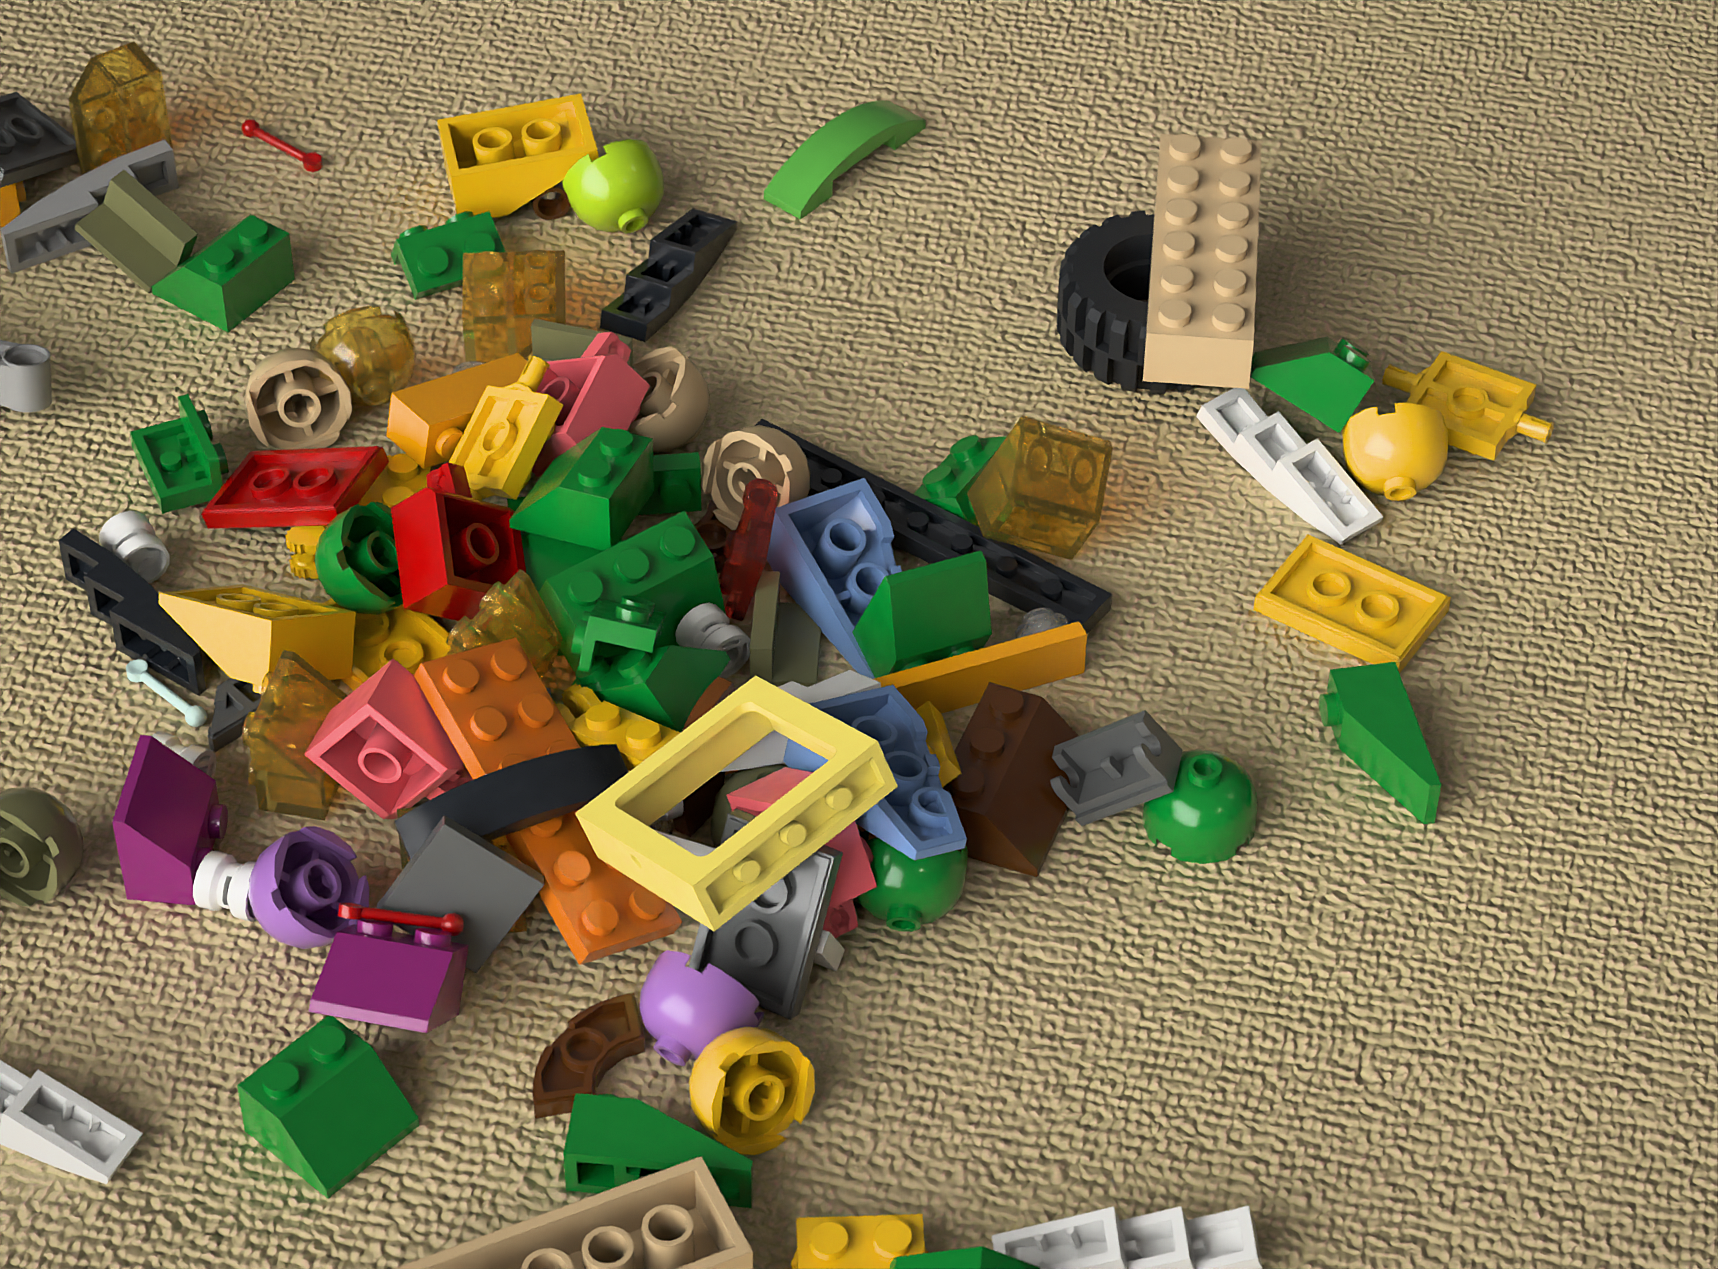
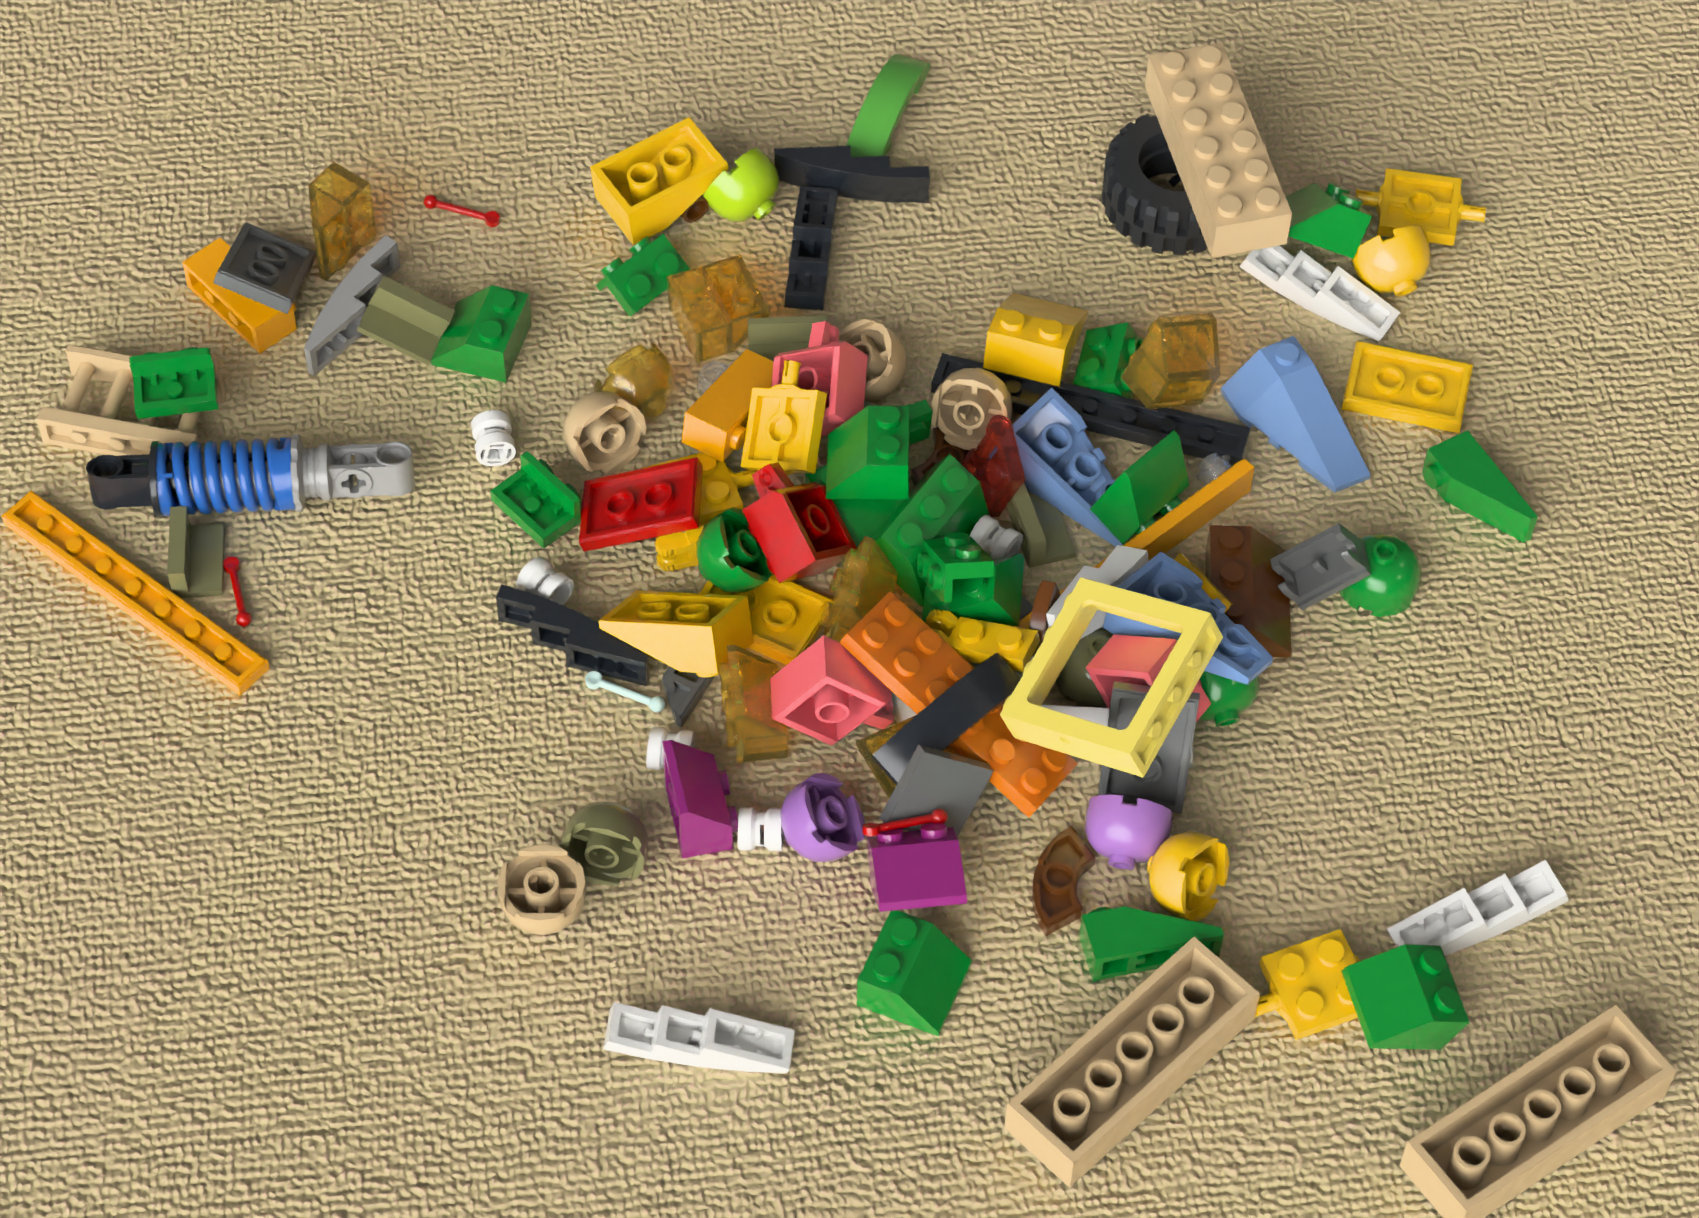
camera: 20 degrees left, 10 degrees up
(169, 374) = (493, 438): none -> white wheel
(762, 210) = (853, 176): none -> black slope
(880, 427) = (1033, 338): none -> yellow slope
(1181, 588) = (1291, 405): none -> medium blue wedge

